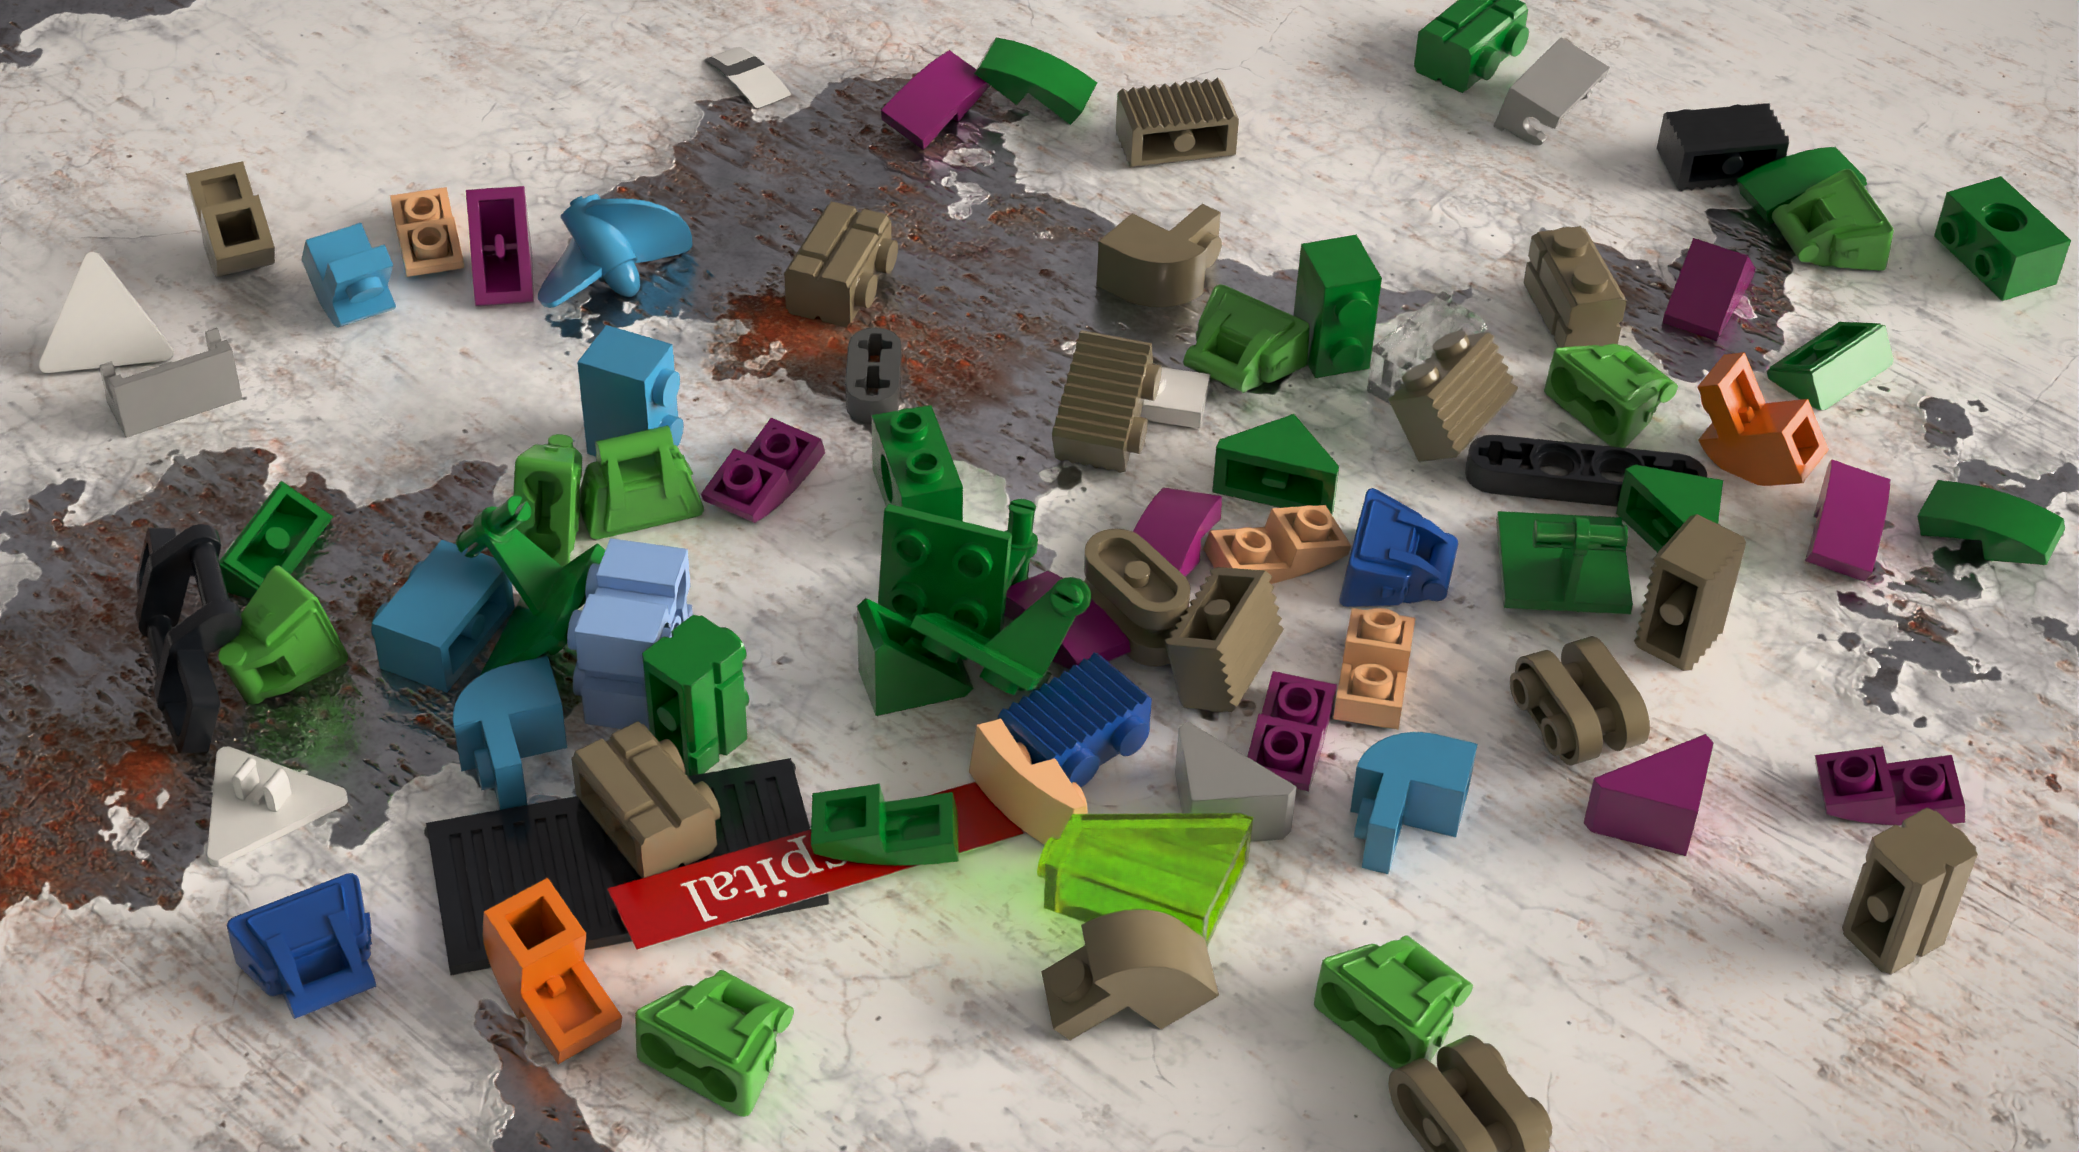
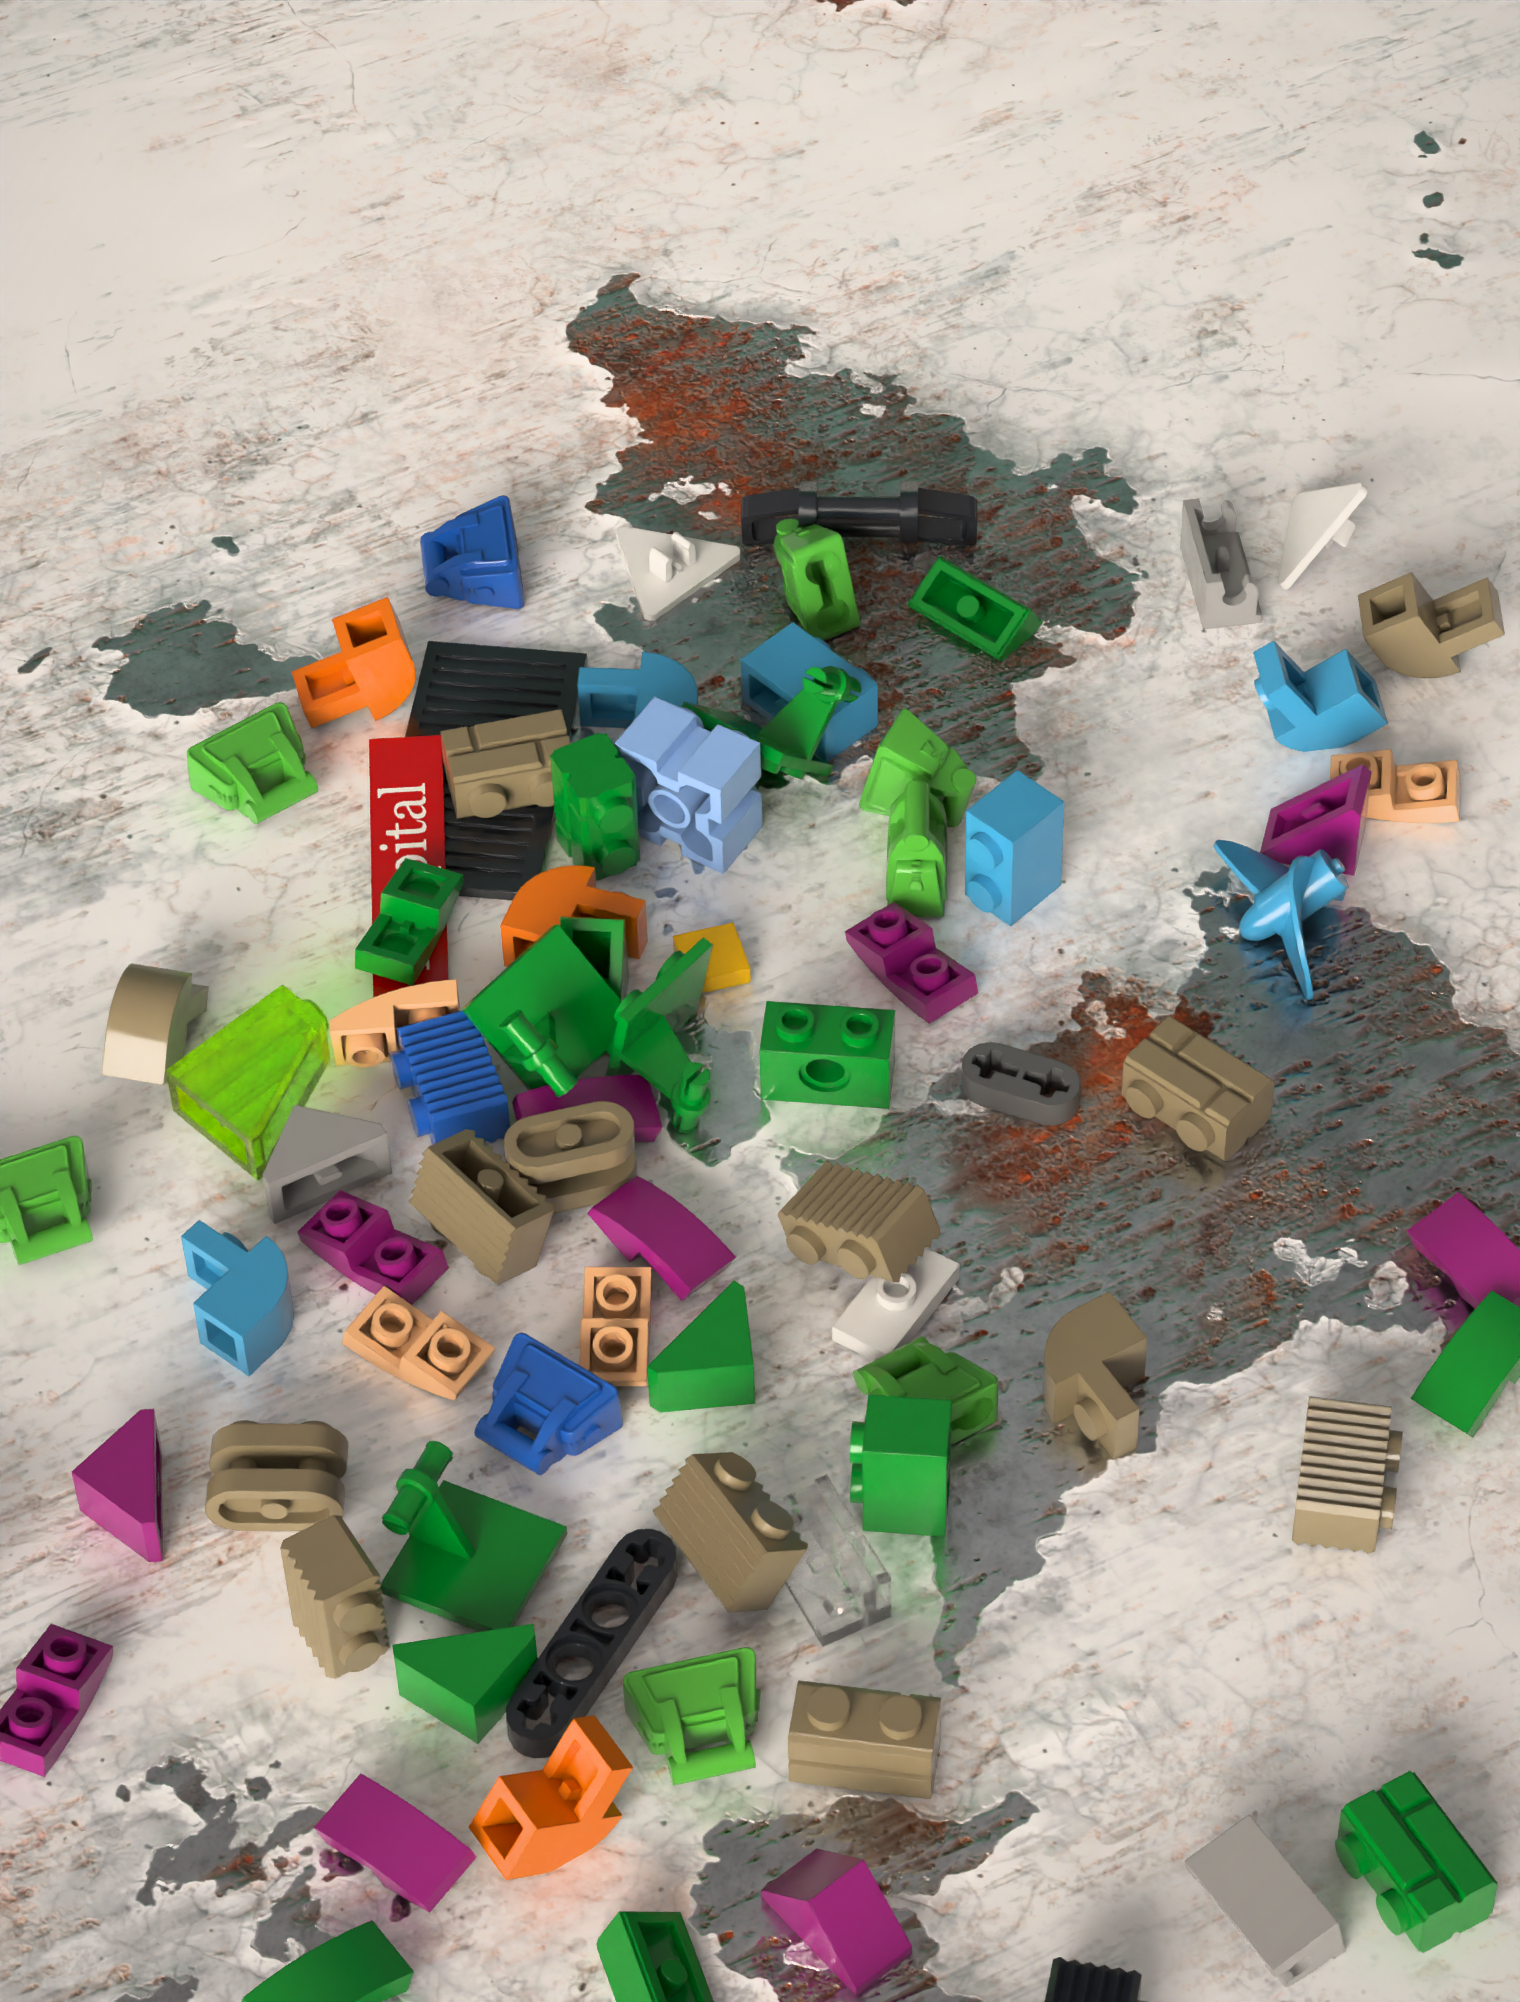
camera: 115 degrees right, 5 degrees up
(817, 606) = (727, 960): none -> yellow tile
(829, 713) = (568, 893): none -> orange brick

